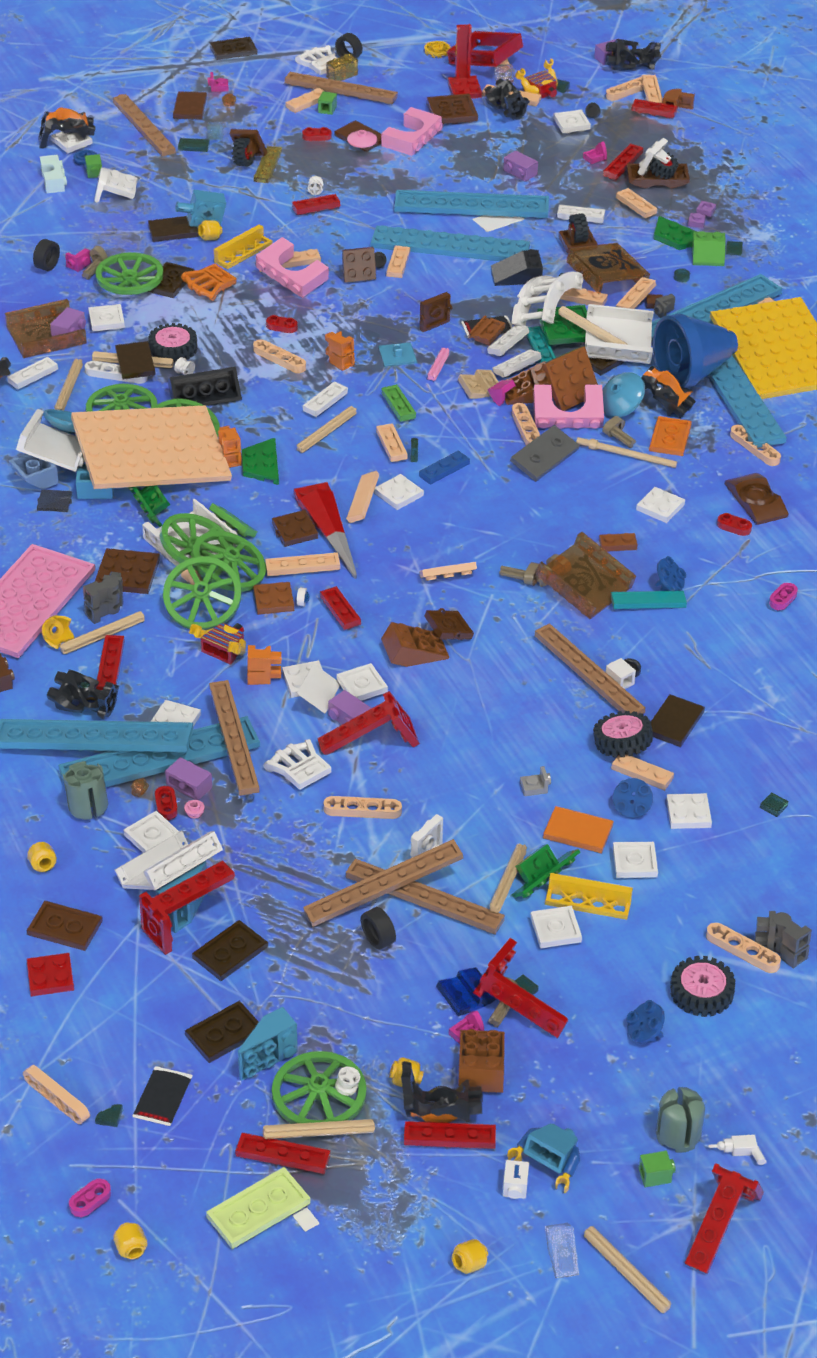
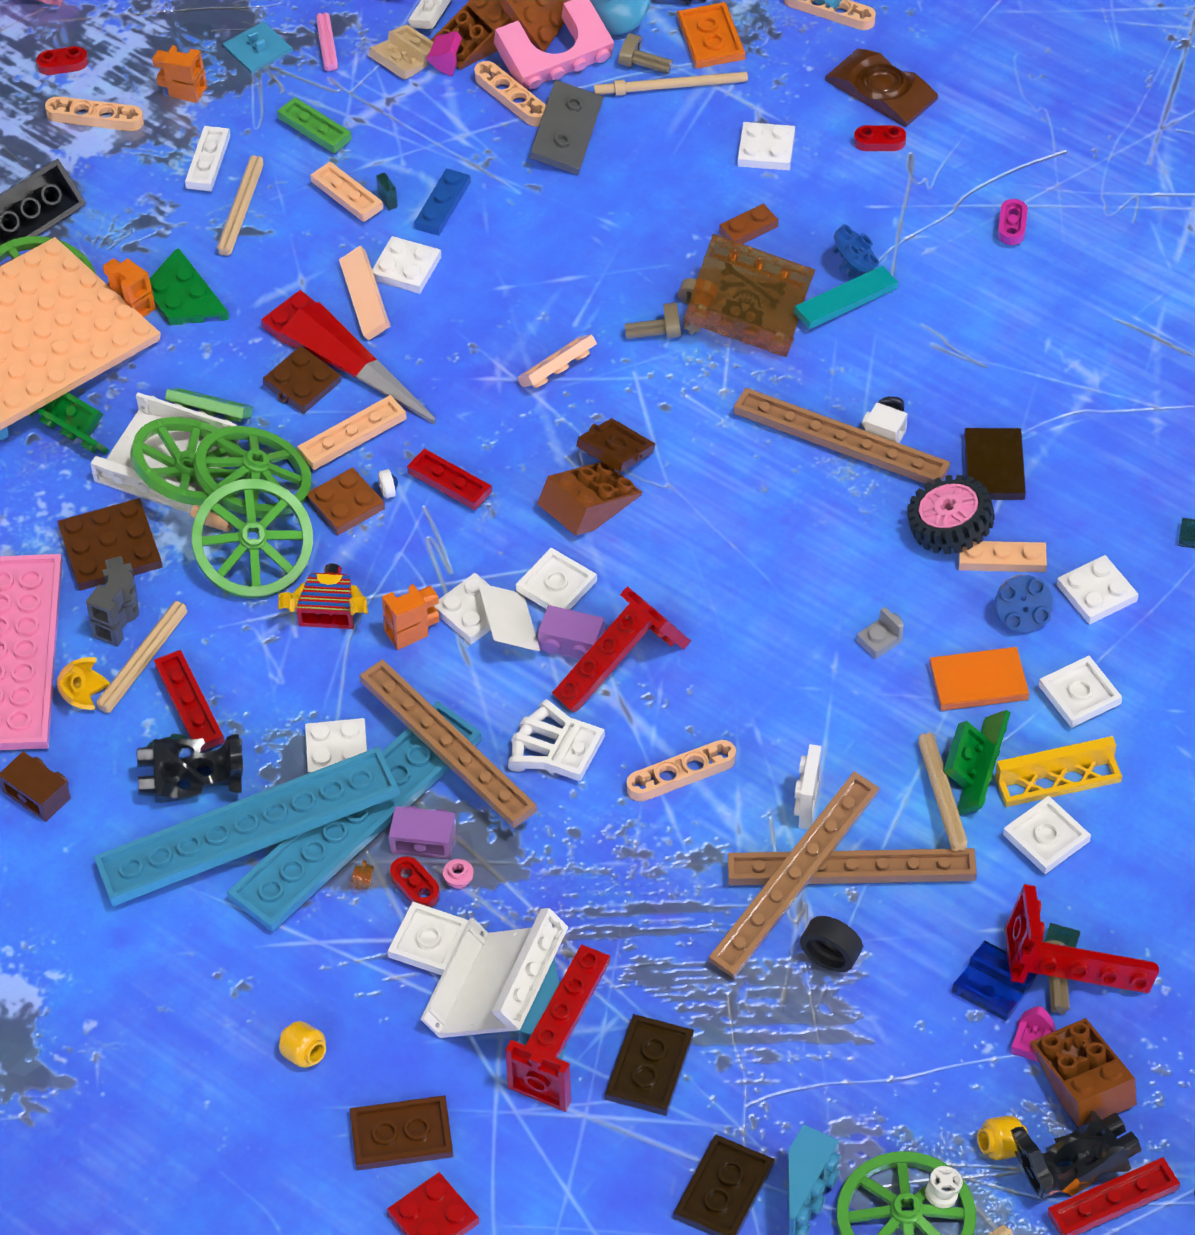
camera: 25 degrees left, 10 degrees up
(85, 789) = (302, 916): sand green cylinder -> none

